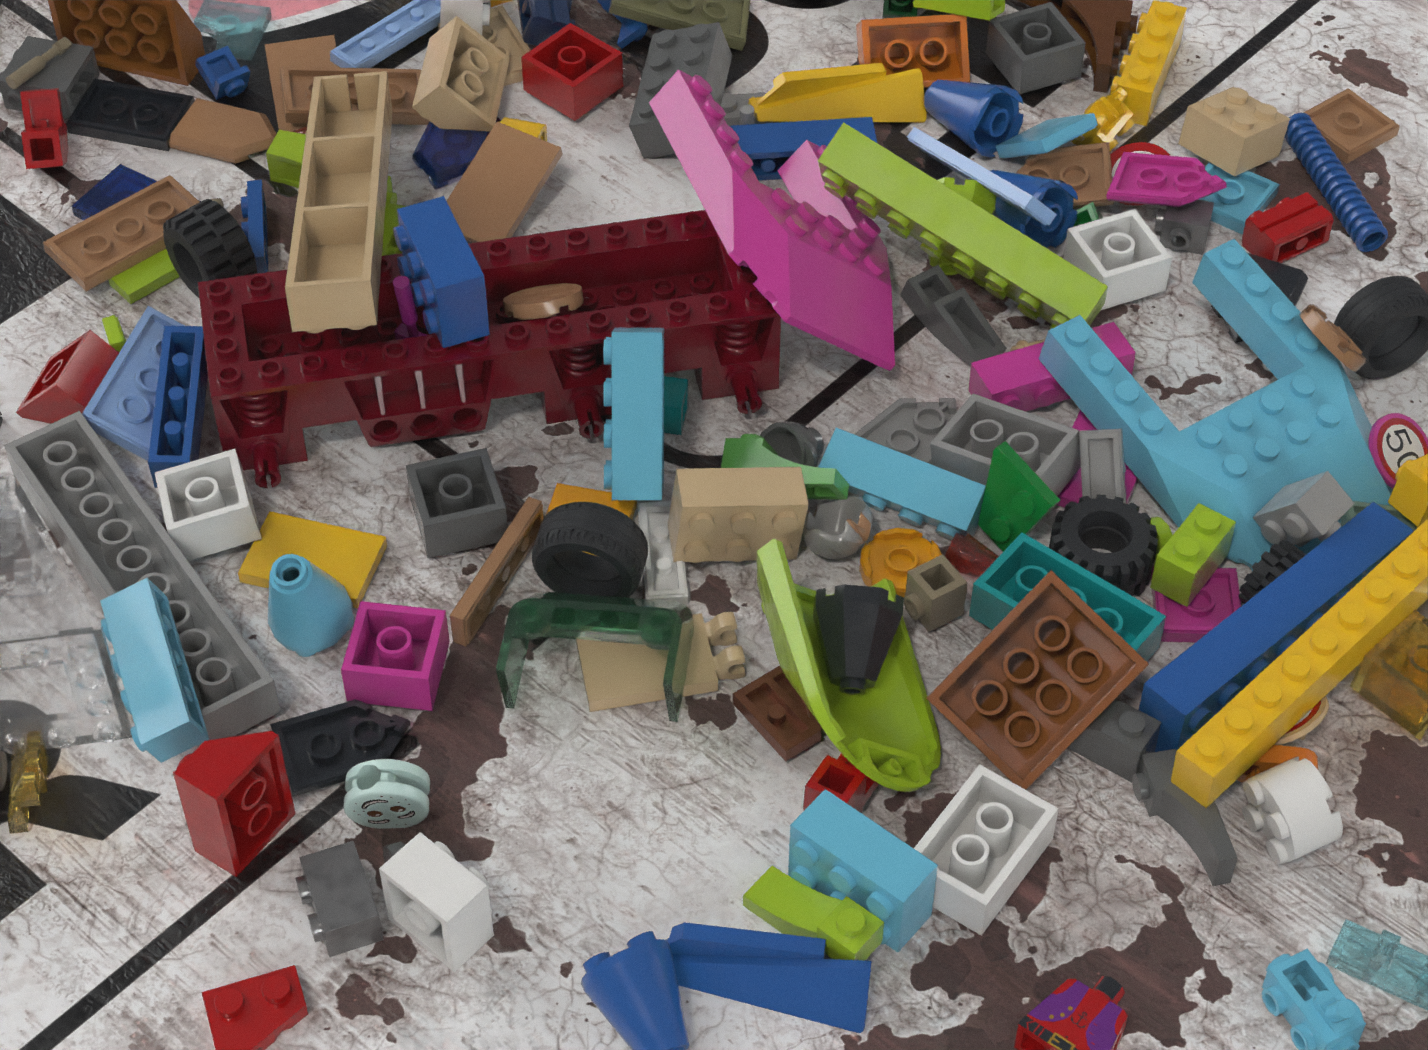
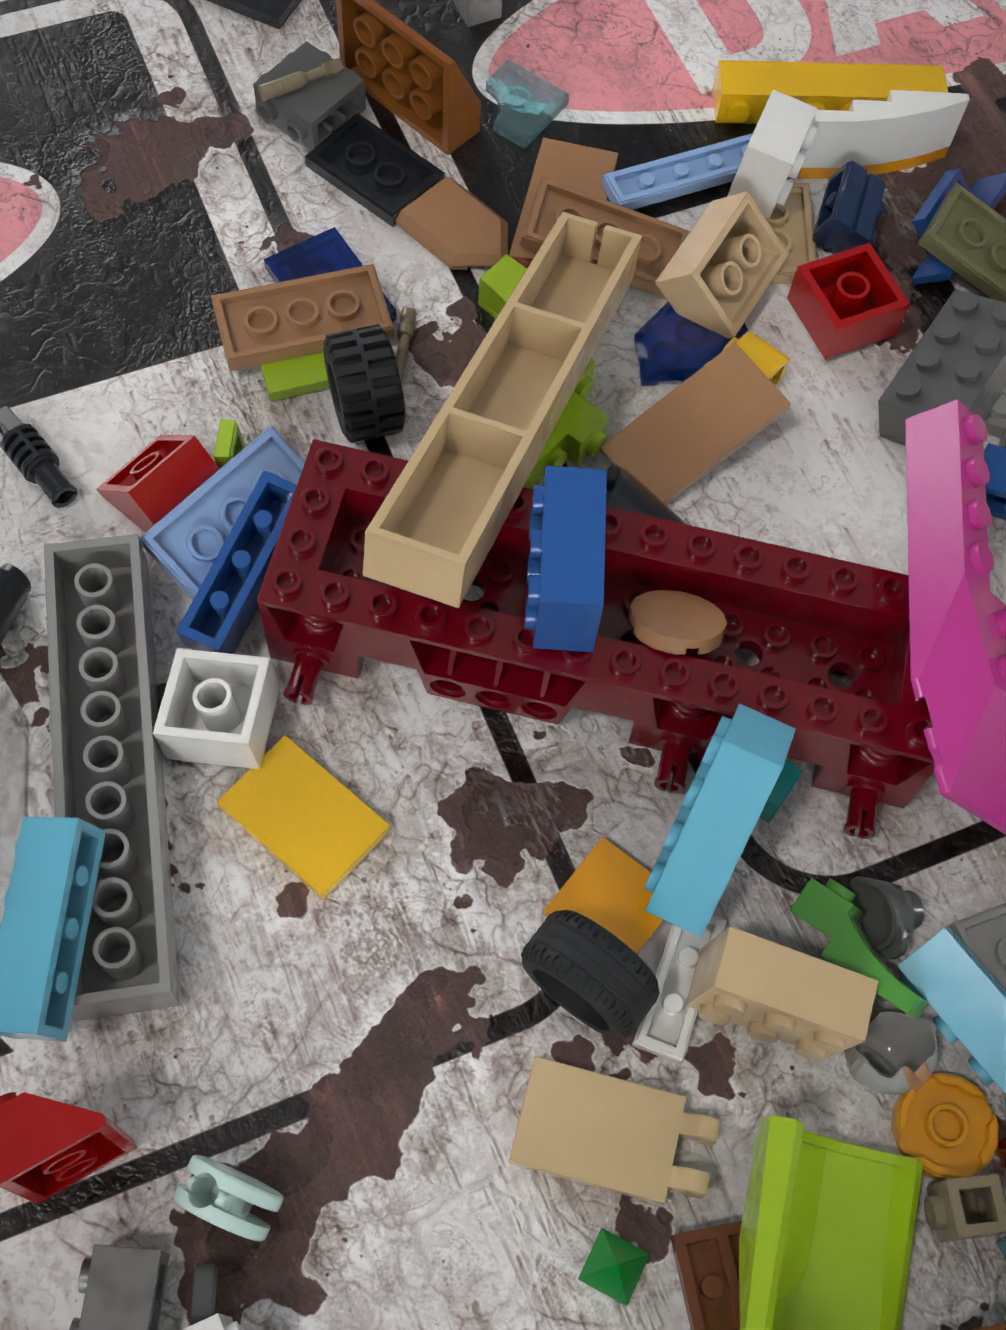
camera: 20 degrees right, 15 degrees up
(45, 131) = (277, 164): red brick -> none
(223, 73) = (485, 157): blue bracket -> none
(255, 229) = (430, 368): blue plate -> none
(306, 606) = (262, 893): medium azure cone -> none
(332, 740) = (215, 1081): black tile -> none
(395, 655) = (323, 1003): dark pink brick -> none
(407, 309) = (515, 585): magenta piece -> none
(457, 502) = (479, 822): dark grey brick -> none
(496, 572) = (486, 931): medium nougat tile -> none
(598, 618) = (630, 1099): clear green windscreen -> none
(700, 738) = (613, 1267): none -> green slope
(856, 633) = (847, 1240): black cone -> none

